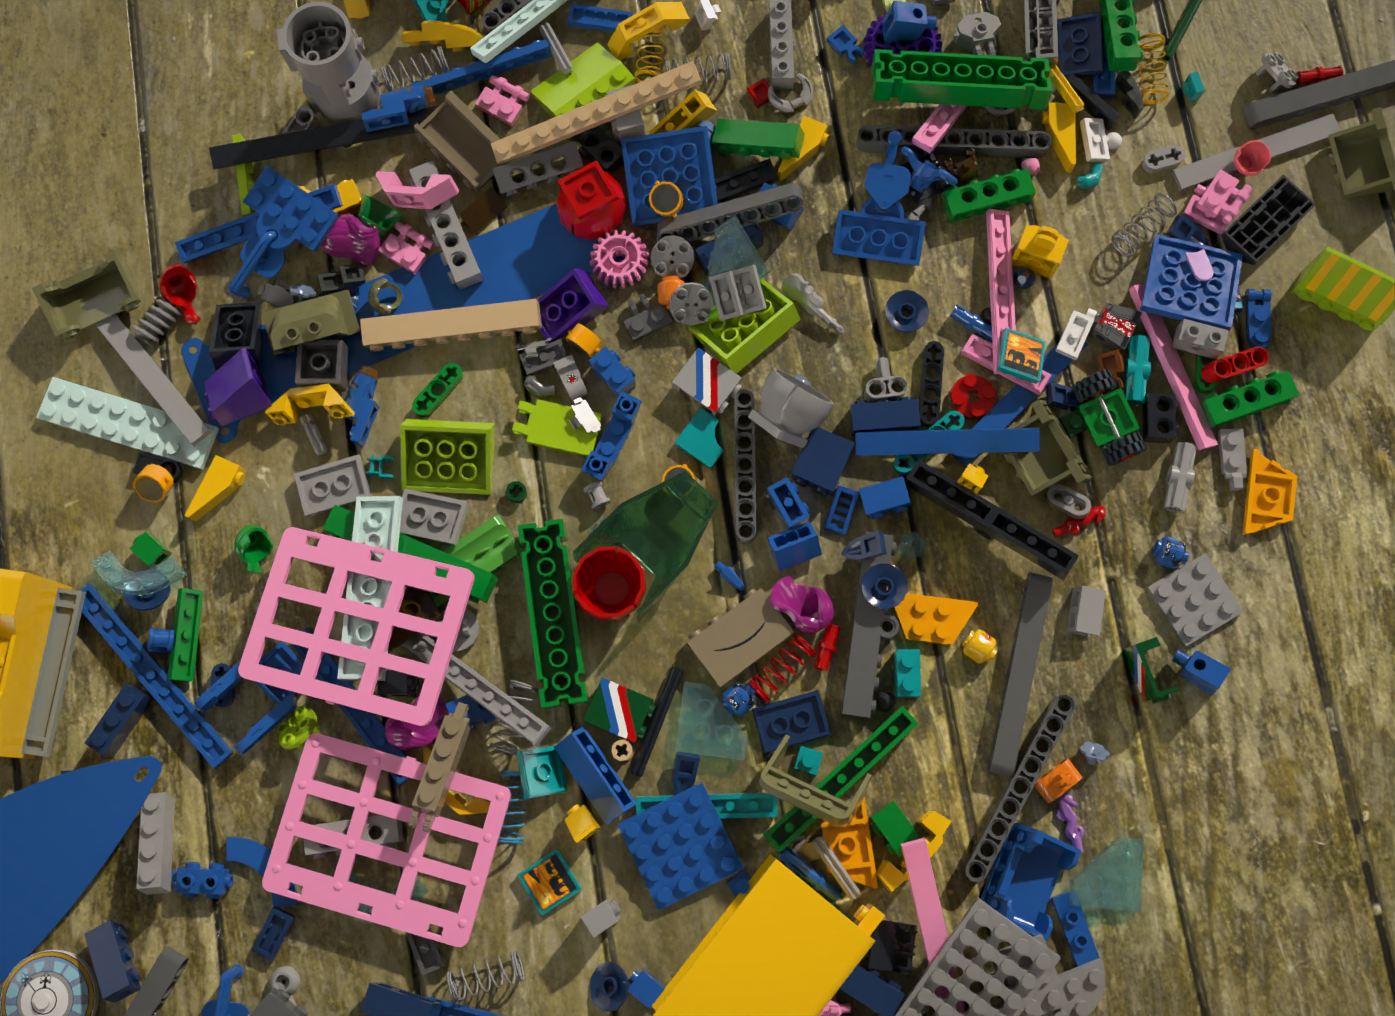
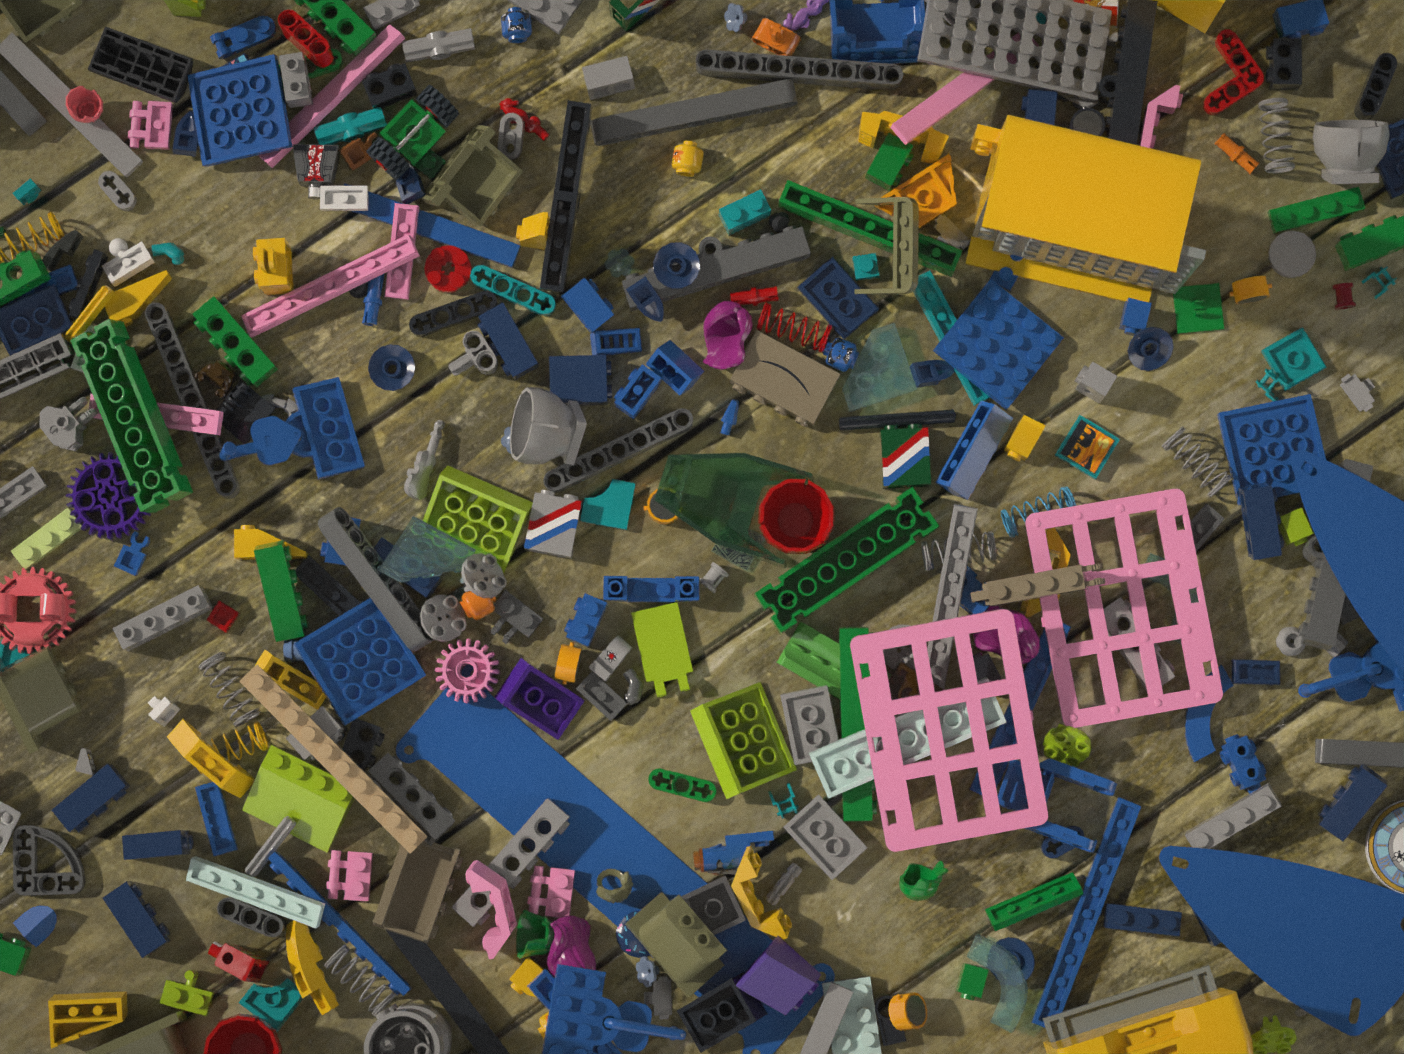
camera: 120 degrees left, 5 degrees up
(160, 641) = (1050, 919): blue piece -> none
(218, 483) = (871, 948): yellow slope -> none
(347, 279) = (616, 938): pearl dark grey slope -> none
(396, 106) = (408, 971): blue plate -> none
(451, 324) = (611, 802): tan brick -> none
(482, 211) = (478, 833): dark brown slope -> none
(511, 487) = (747, 650): dark green bush -> none
(531, 347) = (596, 712): light grey piece -> none
(541, 772) = (996, 499): teal tile -> none
(584, 416) = (643, 626): piece -> none
(590, 202) = (423, 726): red plate -> none
(615, 752) = (945, 433): tan bush -> none
(666, 199) = (387, 649): pearl dark grey piece -> none
(737, 292) = (453, 532): light grey slope -> none
(787, 107) = (207, 570): light grey piece -> none
(805, 870) = (968, 210): pin -> none
(836, 868) = (950, 197): light grey axle -> none
(893, 947) = (990, 112): black hinge -> none
(906, 21) = (91, 496): blue torso -> none
(925, 173) = (243, 409): blue piece -> none
(933, 618) = (679, 211): light orange wing -> none
(947, 441) = (508, 270): blue tile -> none
(1021, 355) = (391, 237): tile -> none
(1024, 278) = (304, 271): dark blue plate -> none
(1032, 165) = (185, 313): bright pink hinge -> none
(1124, 237) = (224, 200): light grey piece -> none
(1200, 265) = (219, 109): lavender piece -> none
(1218, 192) = (136, 123): bright pink plate -> none

